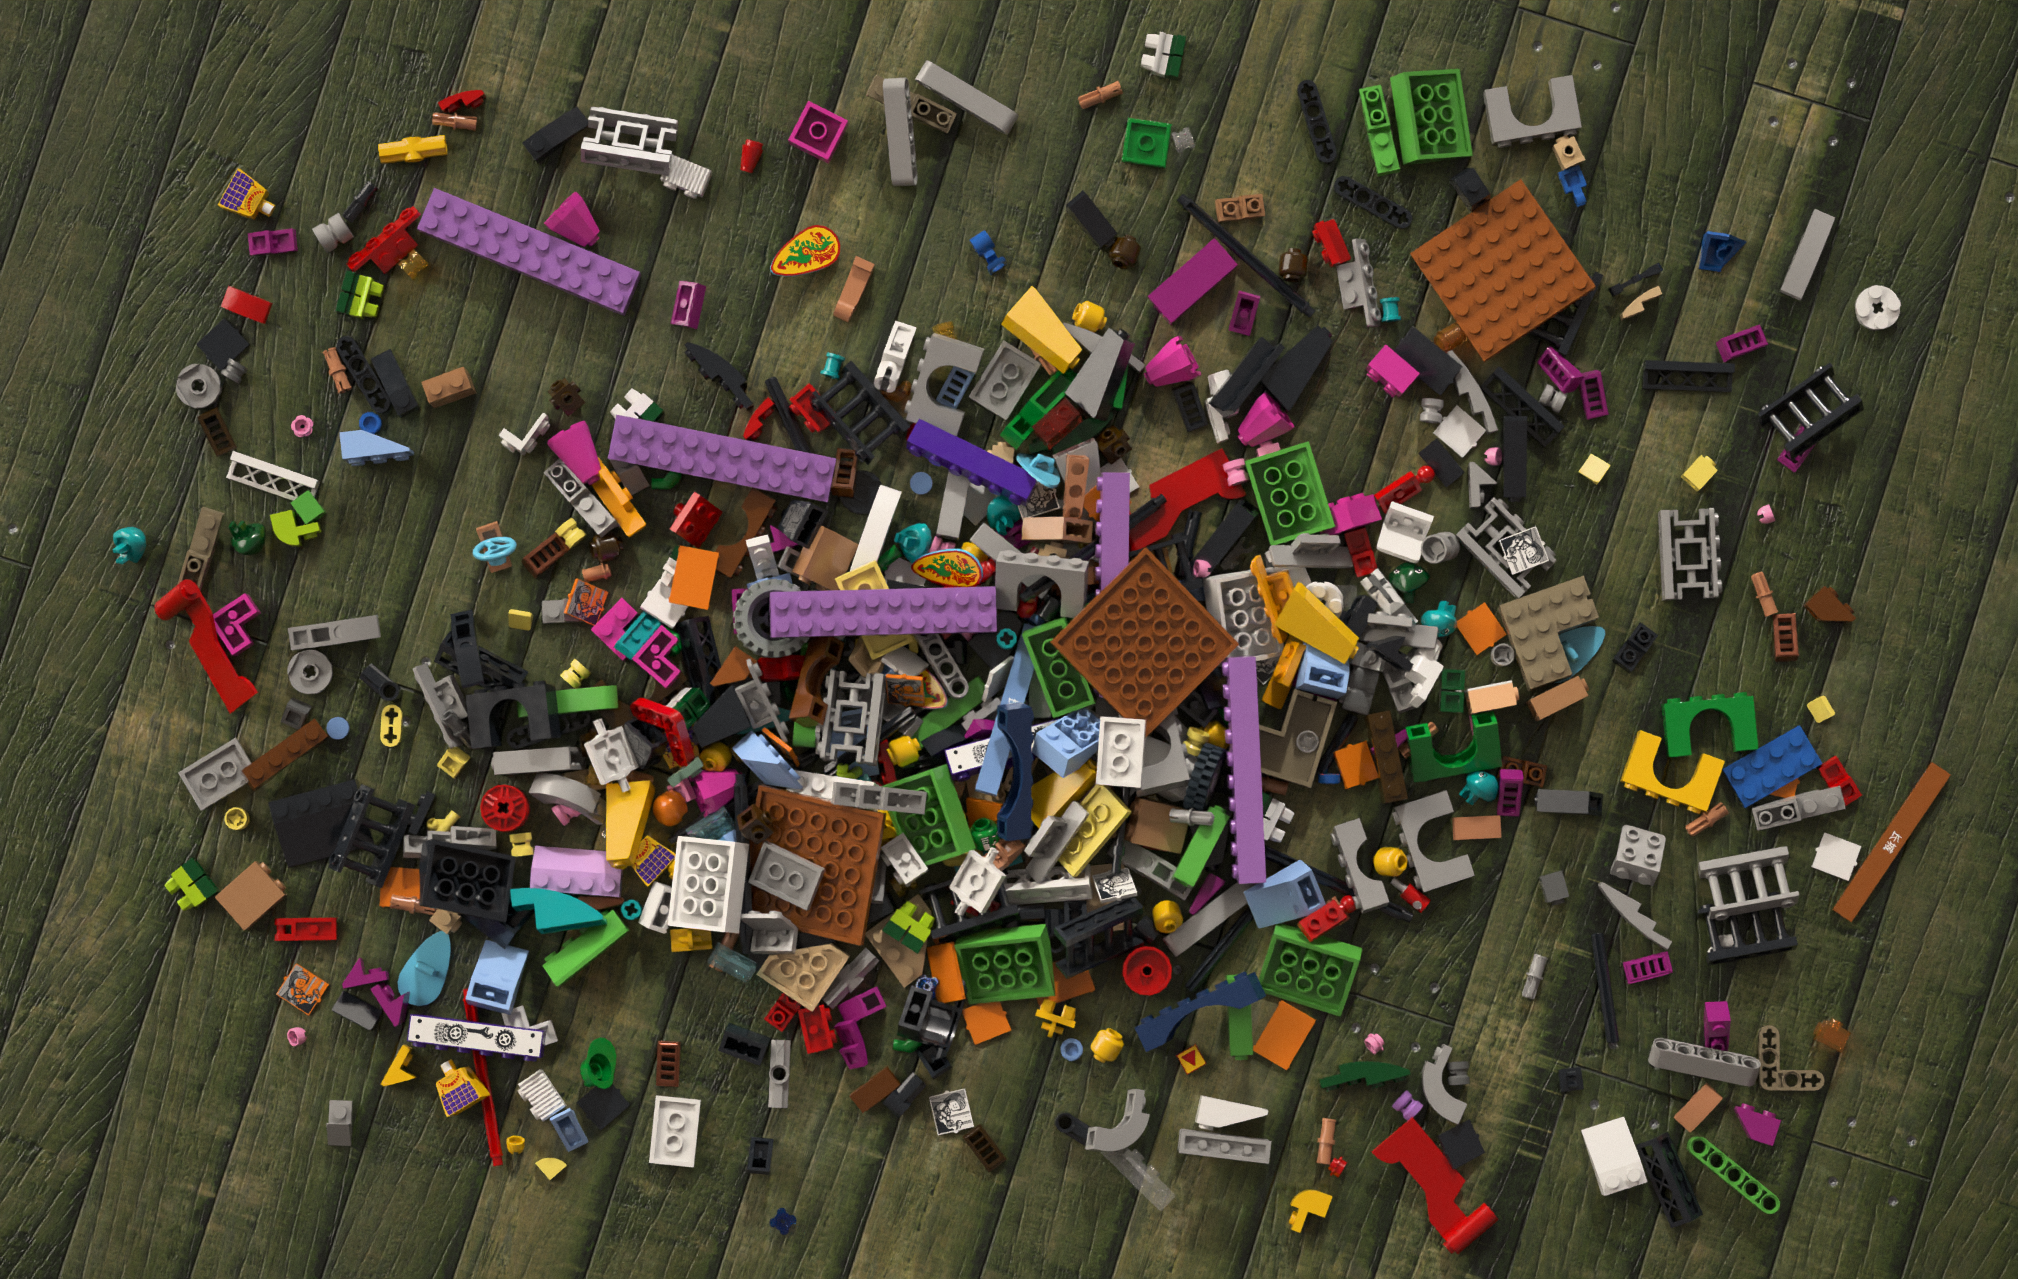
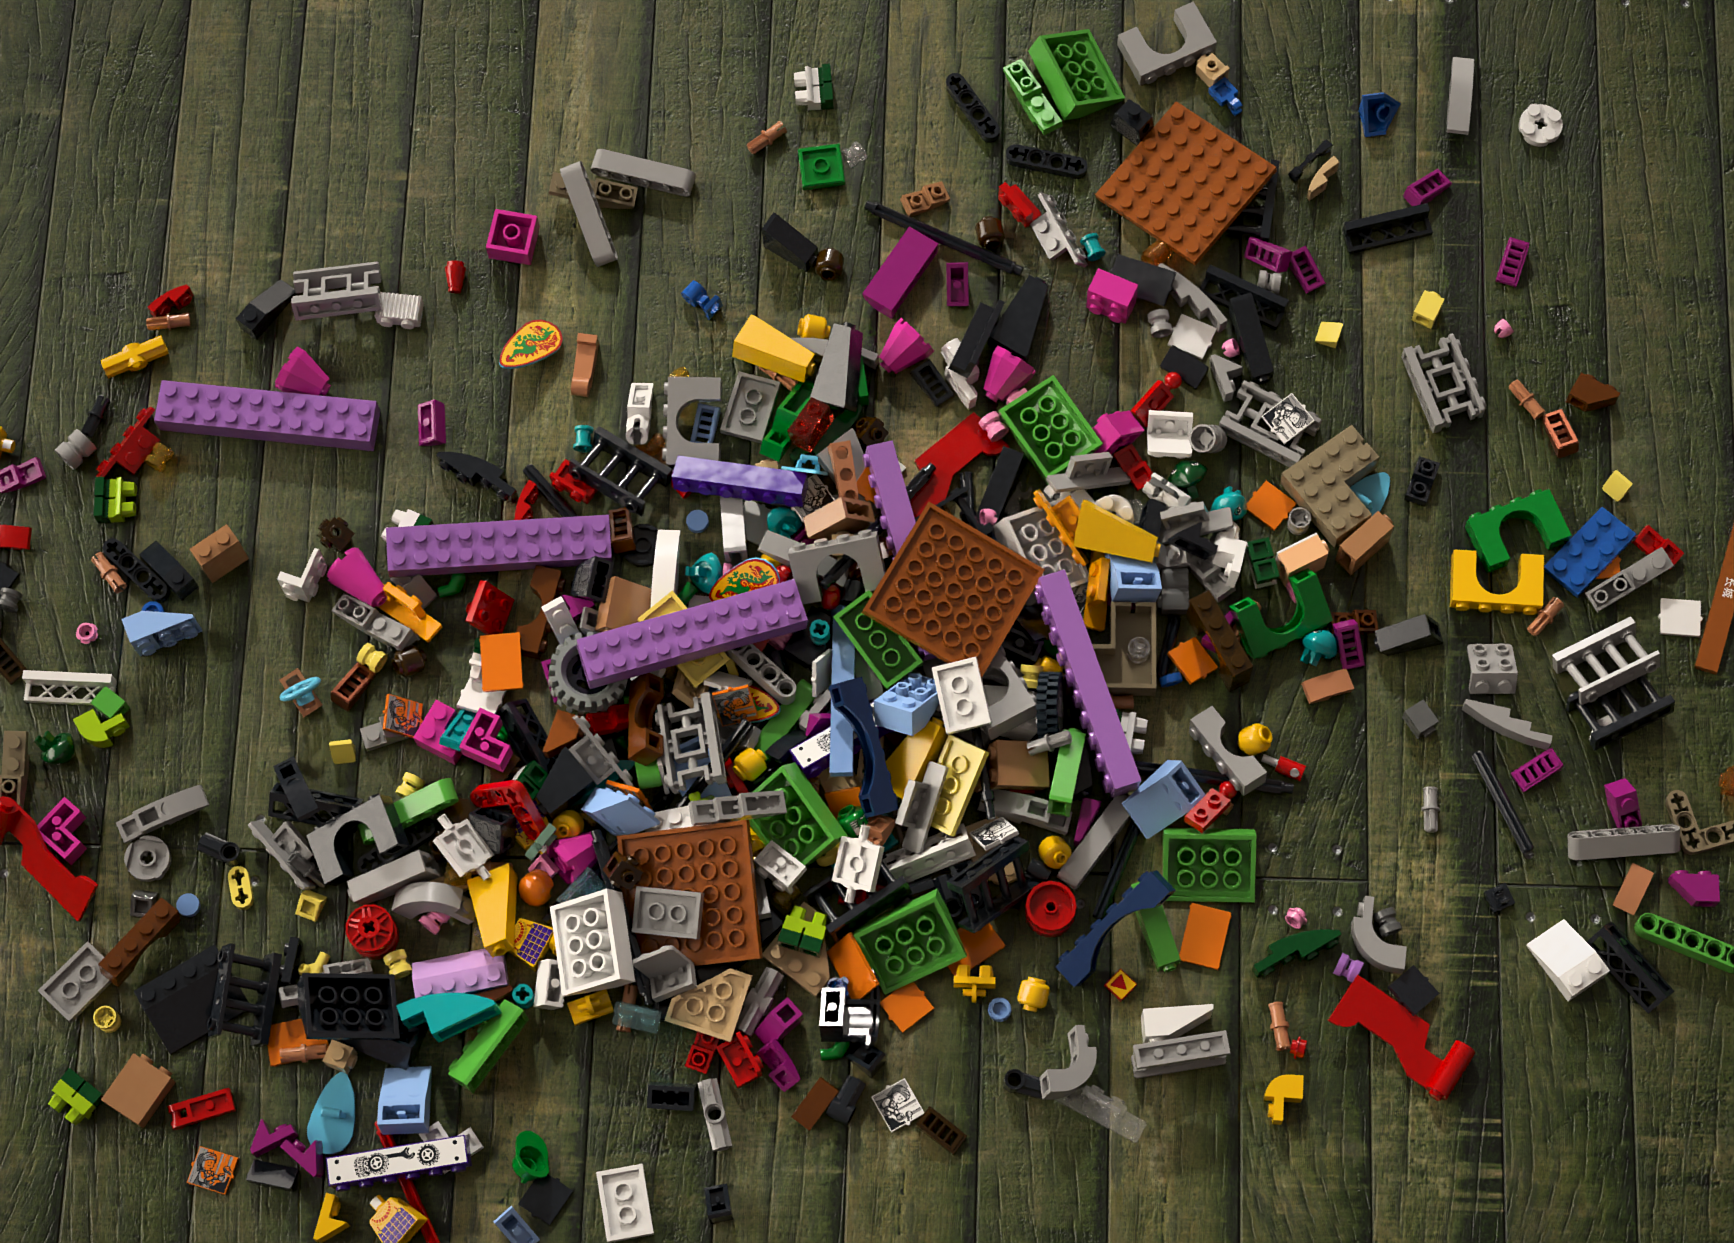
camera: 10 degrees left, 15 degrees down
(296, 1036) = (217, 1218): bright pink hinge -> none
(541, 1095) = (479, 1204): white brick -> none
(597, 572) = (407, 687): nougat pin -> none
(673, 1045) = (592, 1139): copper slope -> none
(1428, 873) = (1295, 740): light grey arch -> none
(1813, 431) = (1522, 239): black fence -> none

